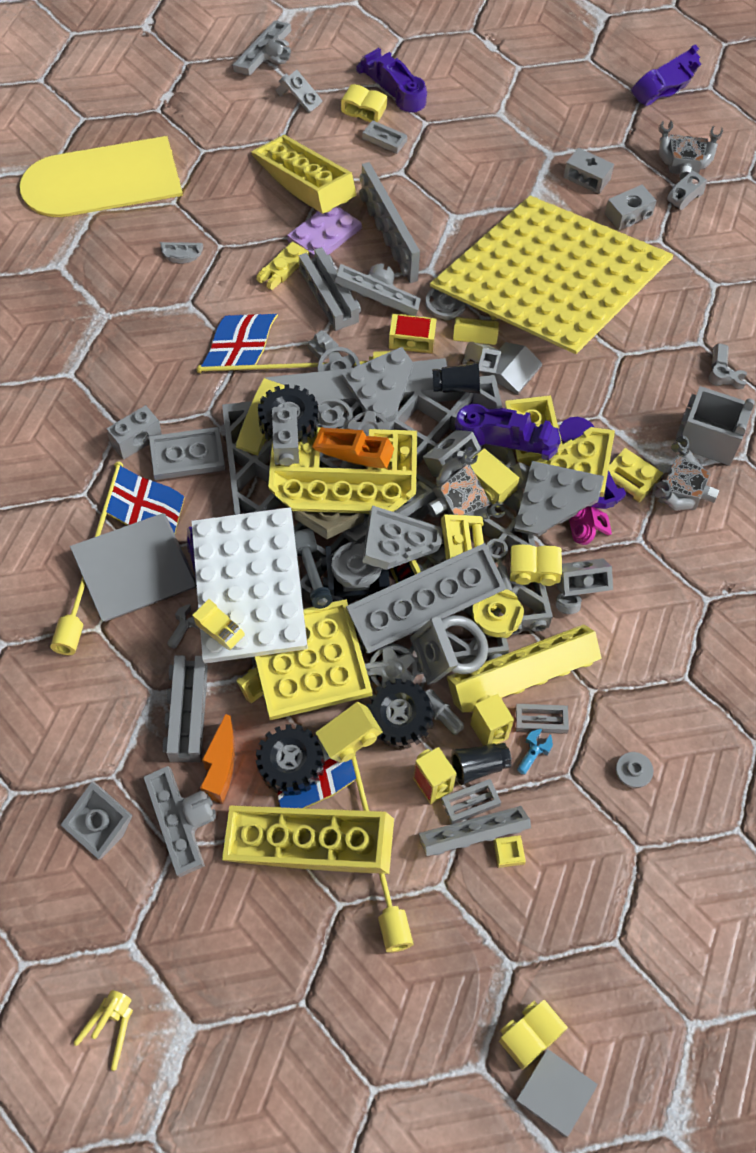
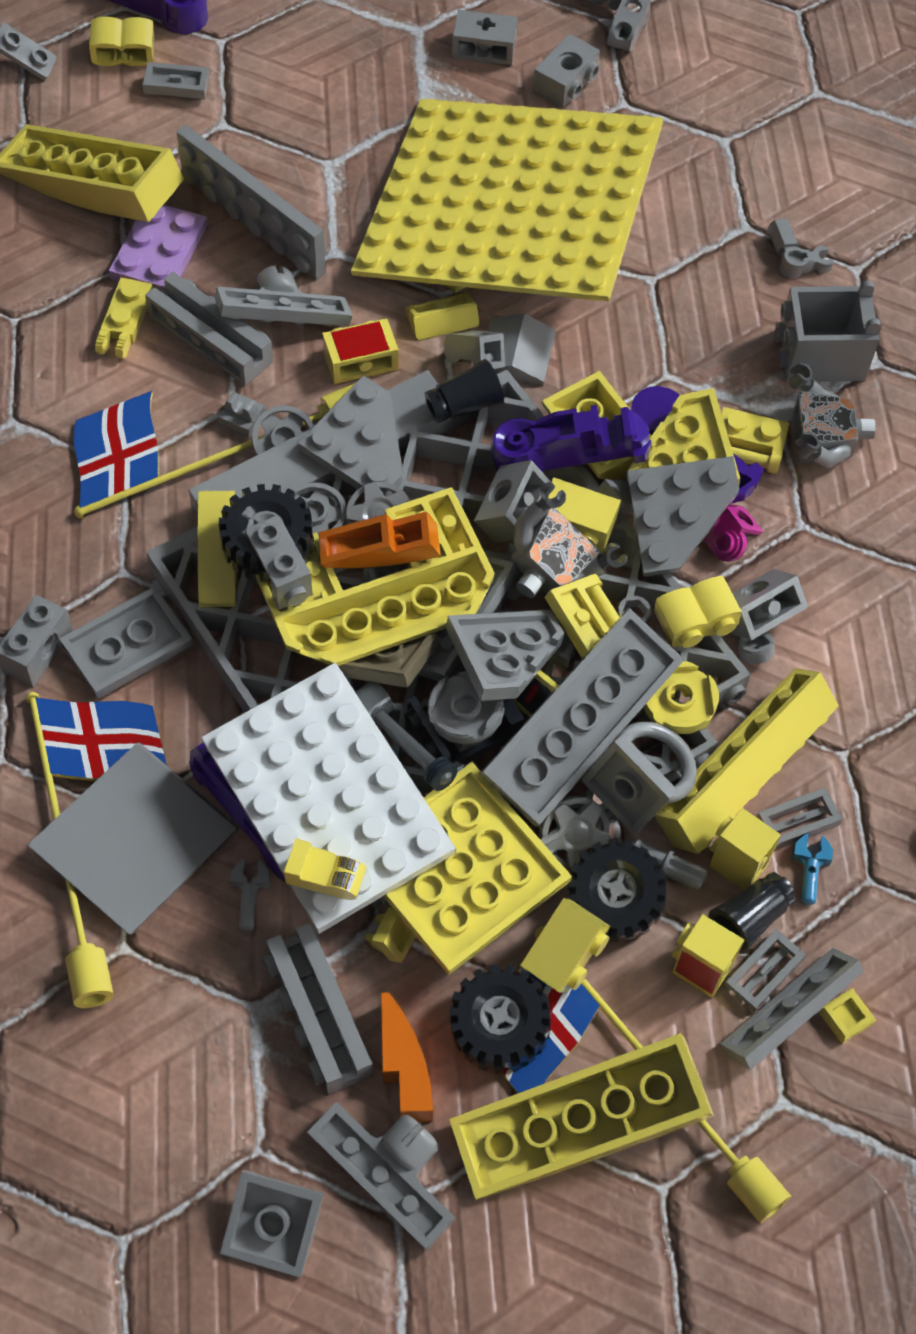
camera: 25 degrees left, 0 degrees up
(444, 305) = (380, 295): light grey wheel -> none

